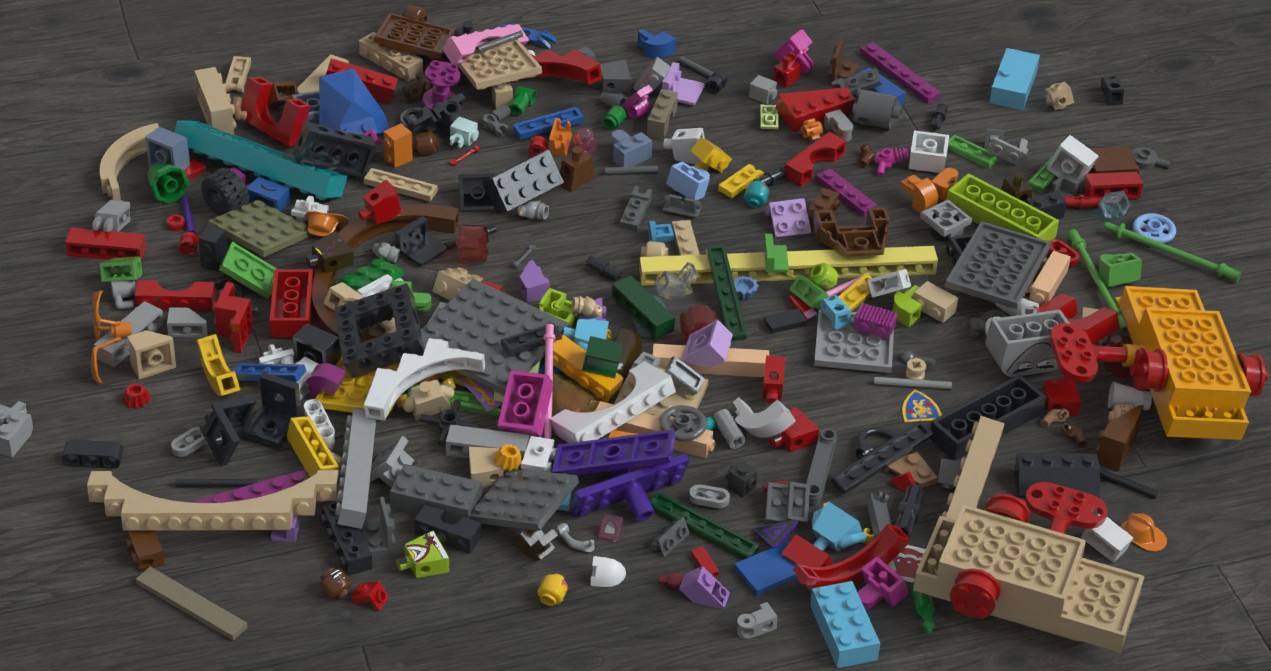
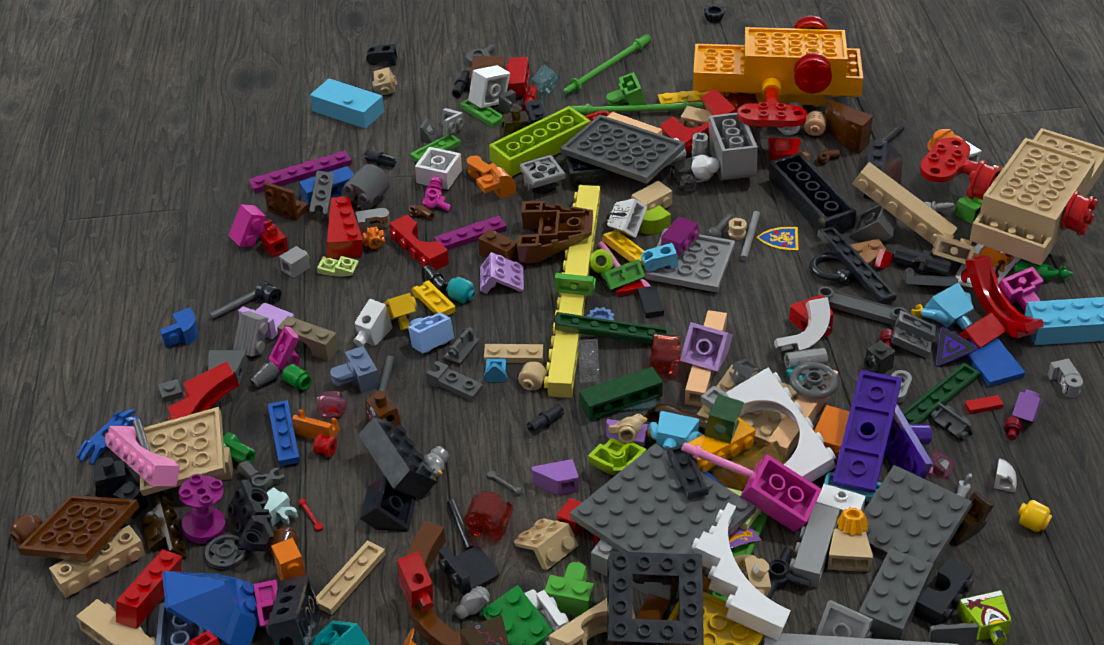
camera: 75 degrees left, 0 degrees up
(773, 385) = (748, 315): red torso -> none
(923, 522) = (953, 249): none -> tan brick
(1155, 227) = (575, 67): light blue plate -> none

